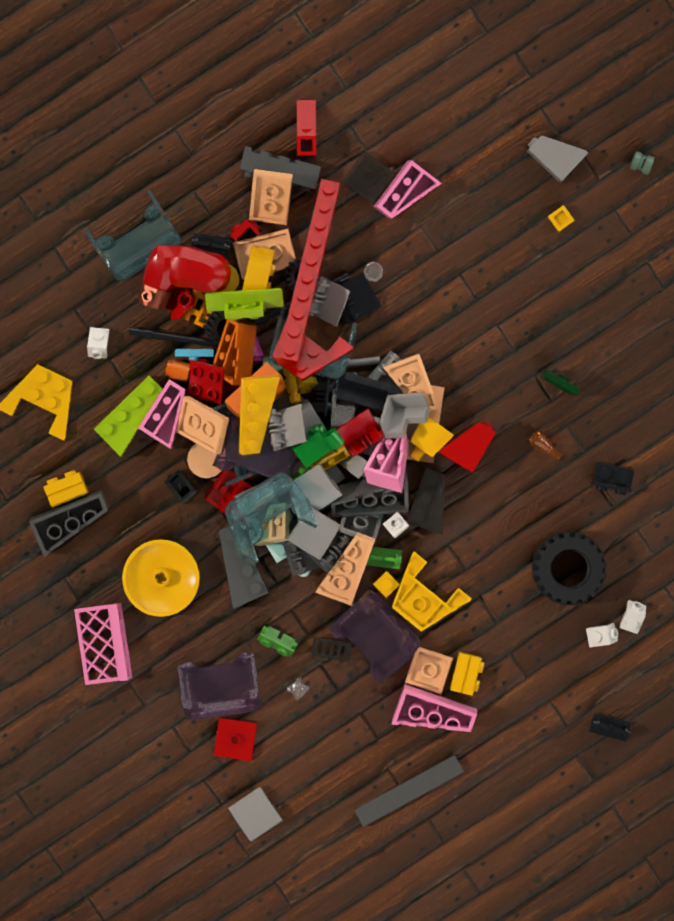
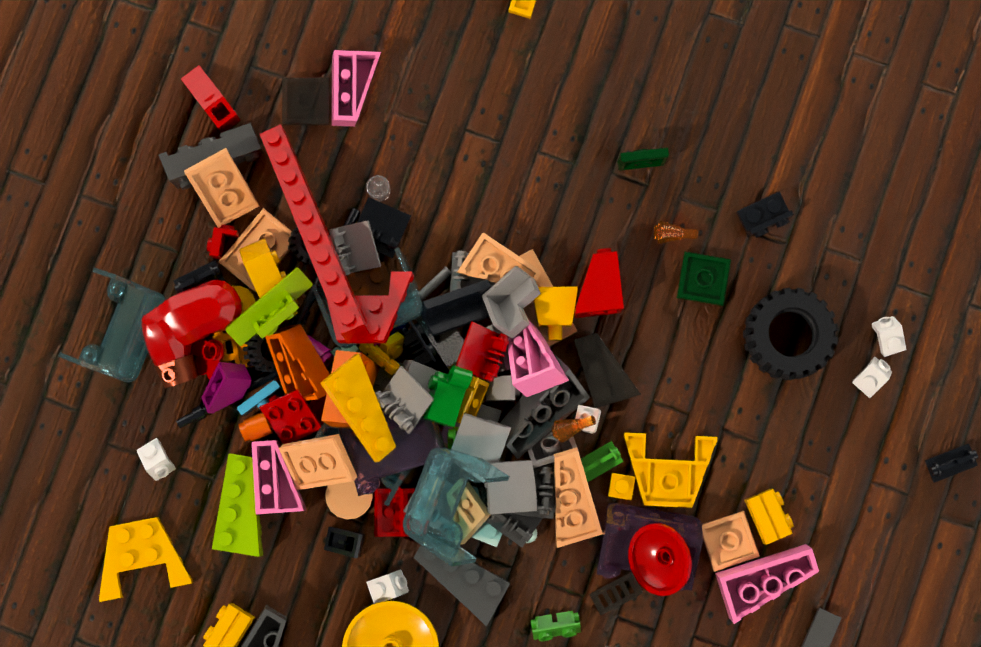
camera: 35 degrees left, 5 degrees down
(178, 330) = (226, 386): none -> magenta slope
(188, 536) = (388, 586): none -> white bracket
(368, 647) = (650, 560): none -> red dish
(379, 522) = (567, 428): none -> clear orange cone
(541, 490) = (703, 278): none -> dark green plate

